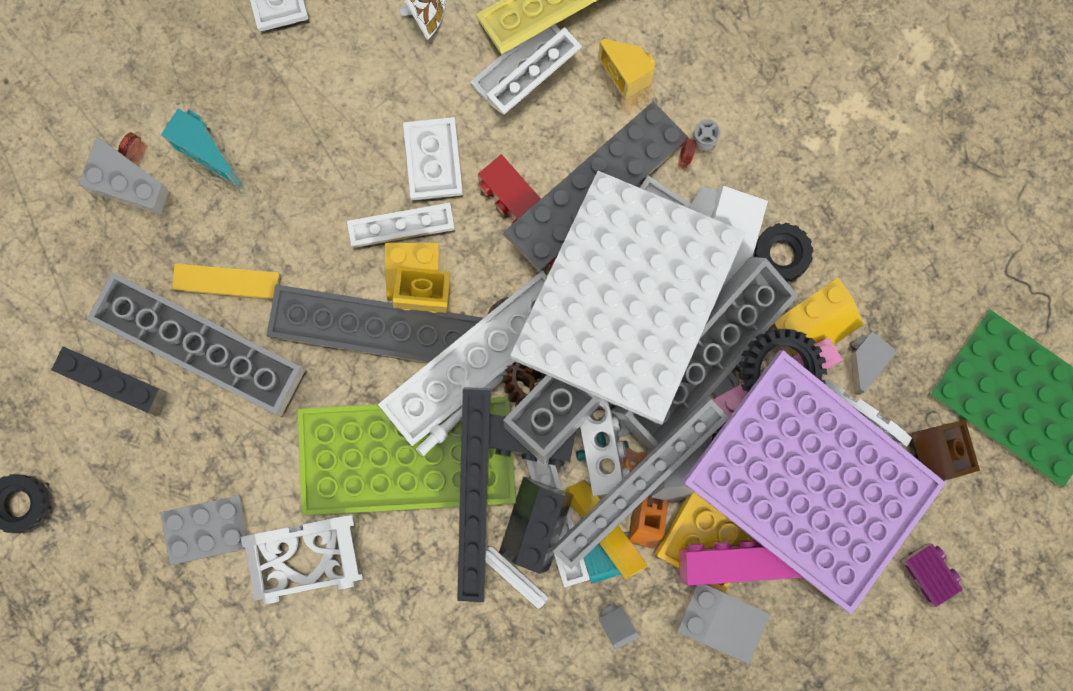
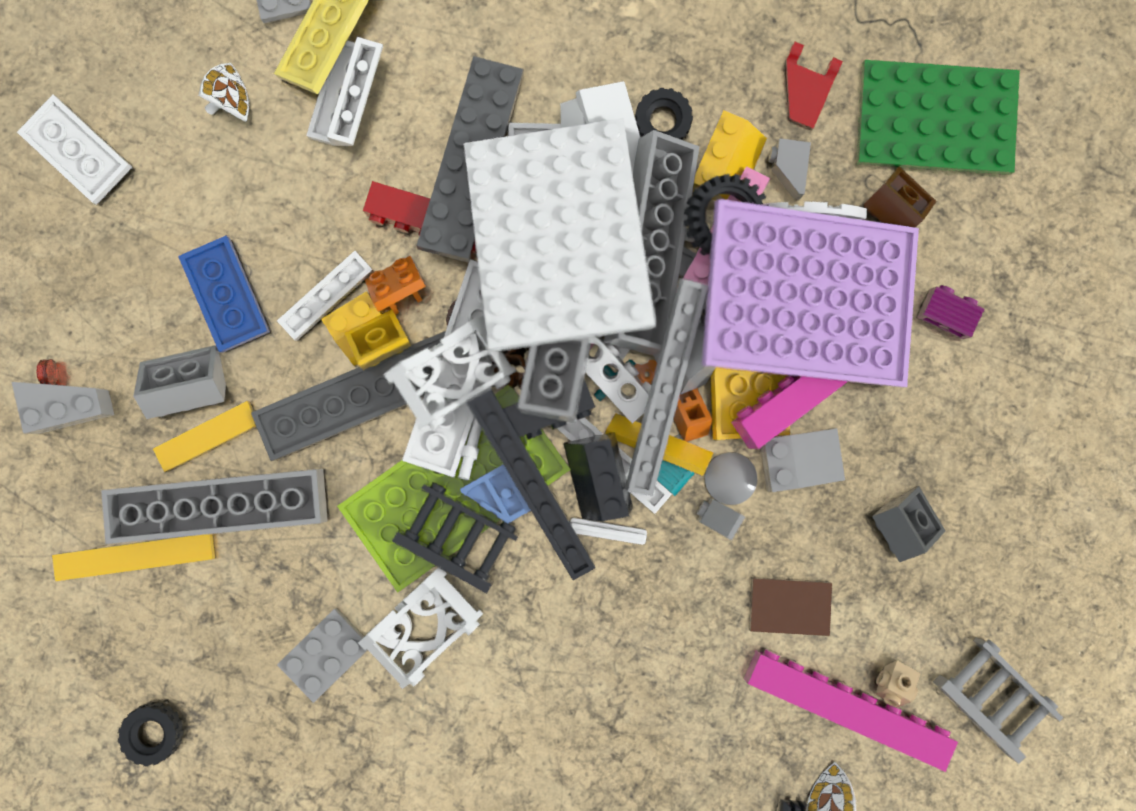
camera: 35 degrees left, 5 degrees up
(100, 344) = (133, 557): none -> yellow tile
(108, 381) = (160, 583): black brick -> none
(190, 137) = (94, 332): teal slope -> none
(233, 222) = (180, 382): none -> light grey slope
(317, 171) = (224, 294): none -> blue plate
(367, 522) = (433, 551): none -> black fence
(432, 158) = (316, 221): white plate -> none
(435, 332) = (412, 370): none -> white fence
(440, 485) = (498, 494): none -> medium blue wing
(465, 252) = (394, 284): none -> orange plate
(627, 66) = (431, 37): yellow slope -> none
(649, 599) = (731, 478): none -> light grey dish
(687, 151) = (529, 81): clear red tile -> none
(709, 130) = (536, 50): light grey wheel -> none
(924, 303) = (807, 88): none -> red flag

